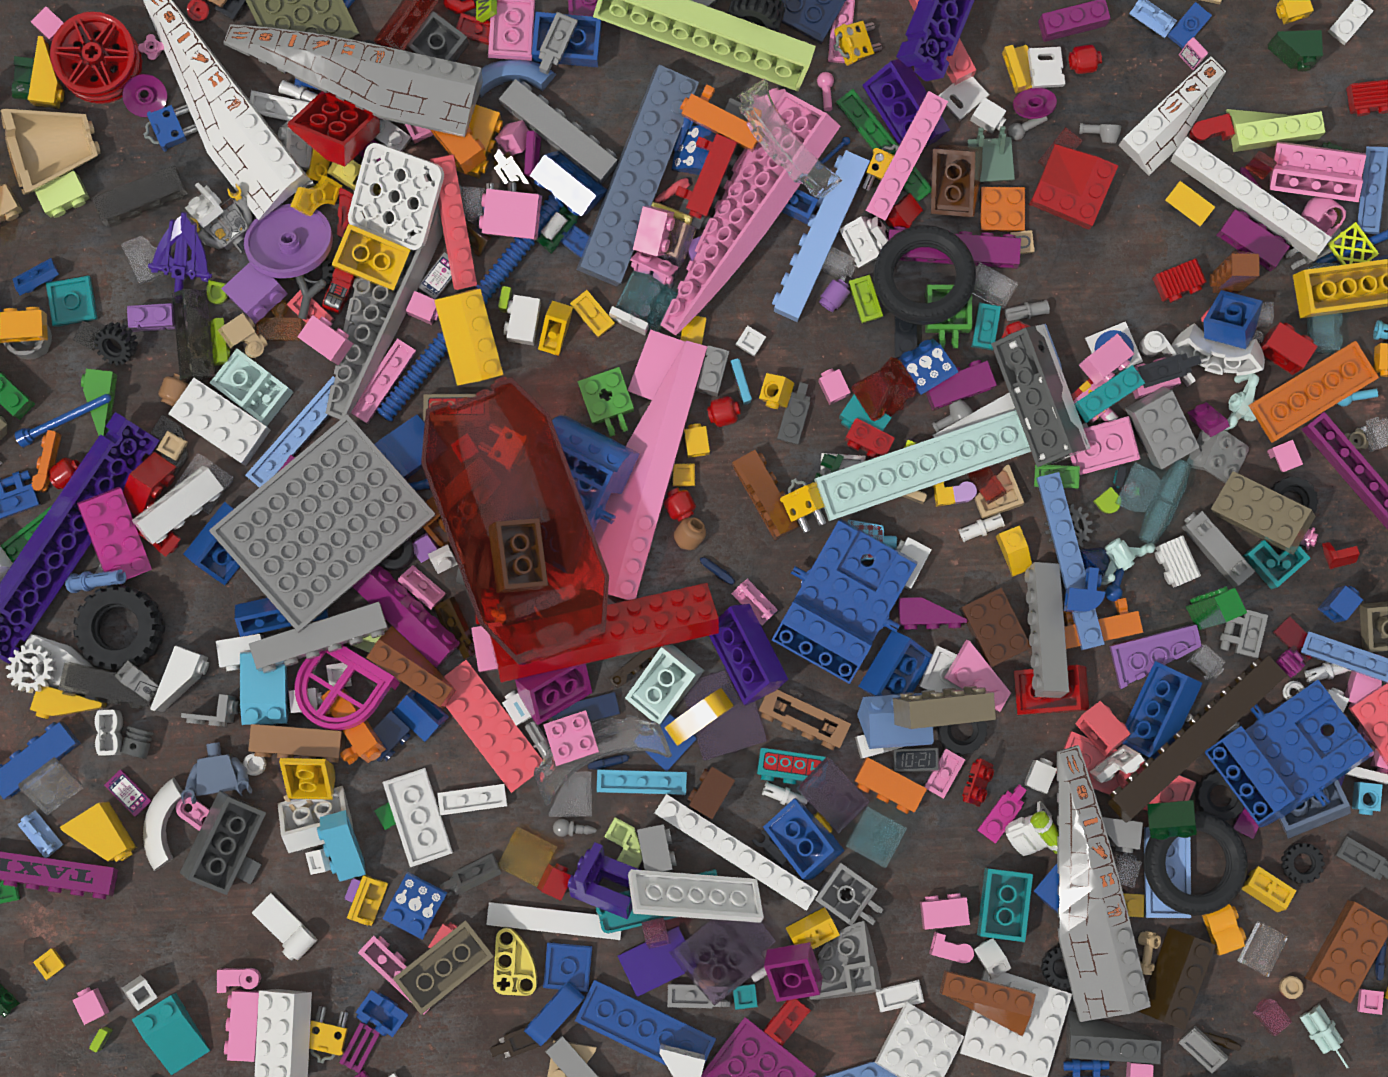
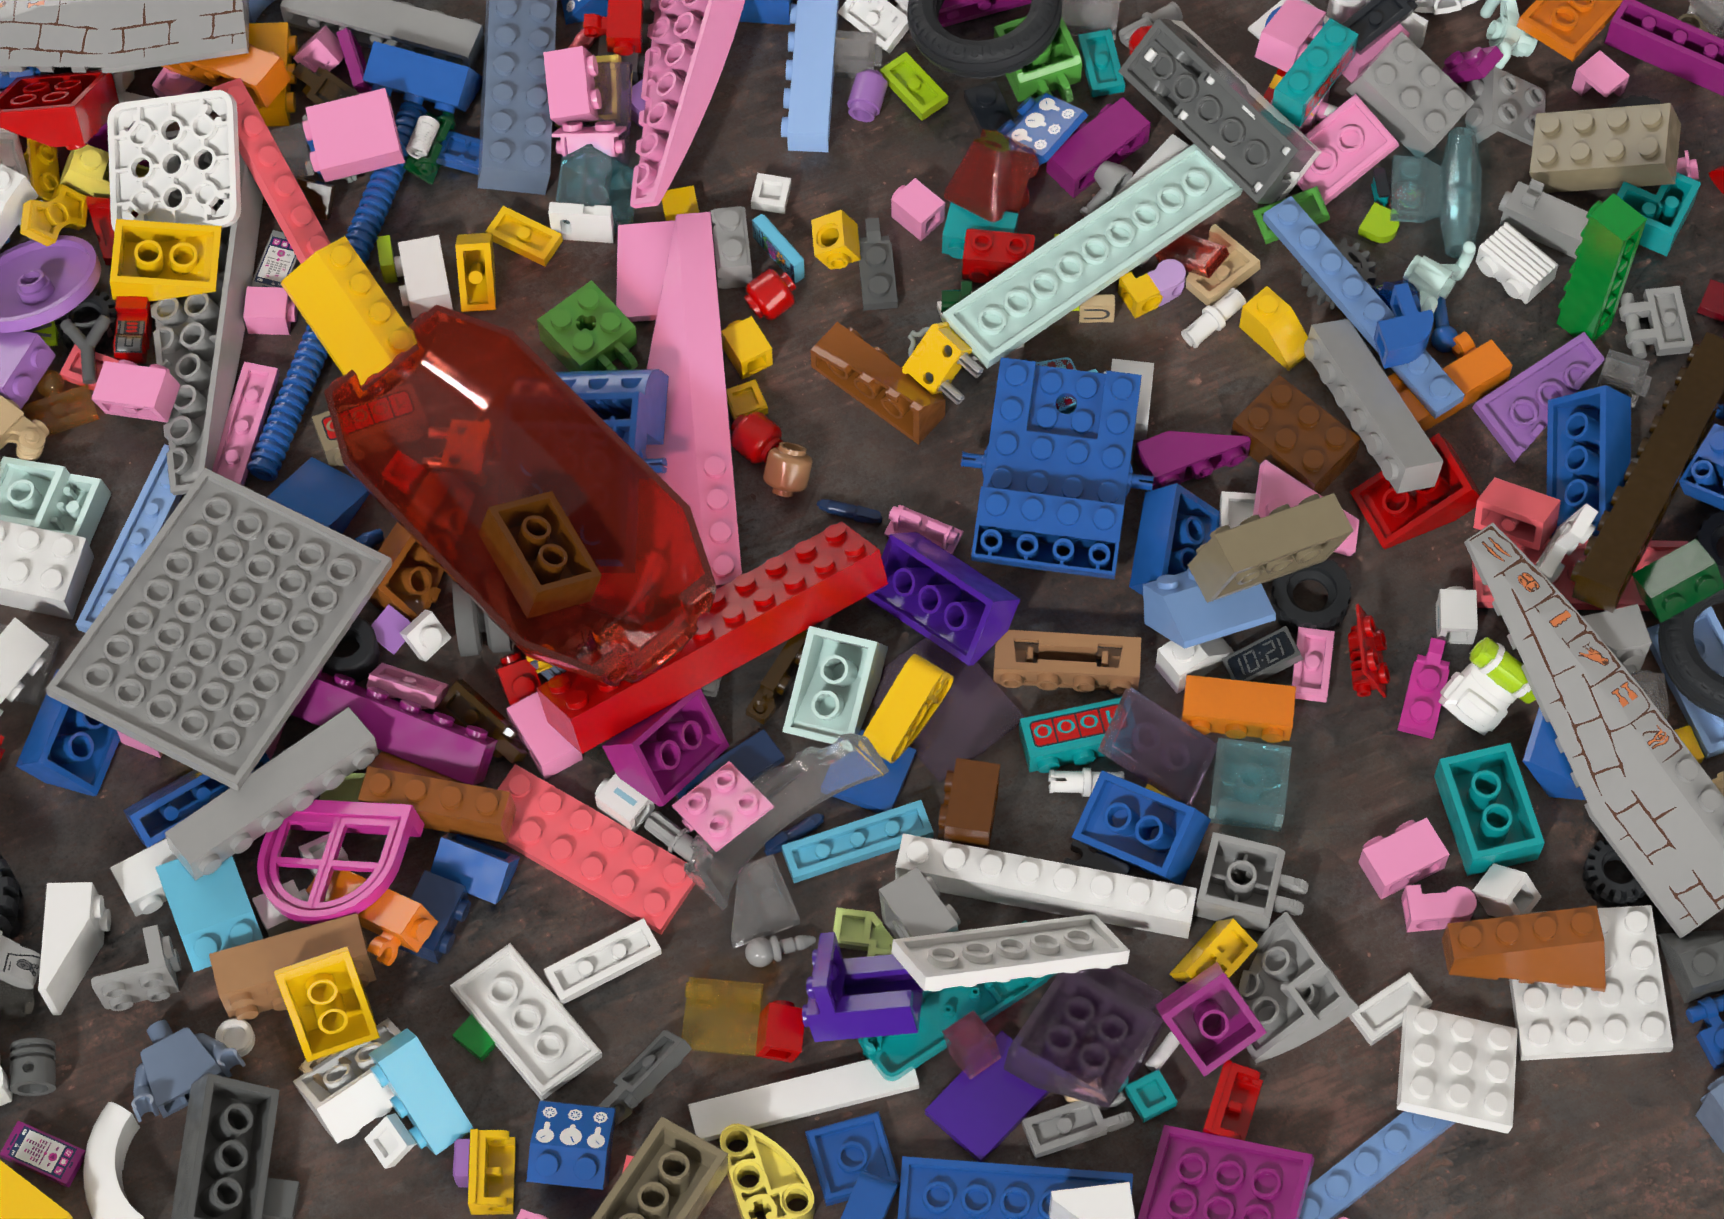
camera: 15 degrees left, 20 degrees down
(194, 817) = (167, 1145): bright pink plate -> none

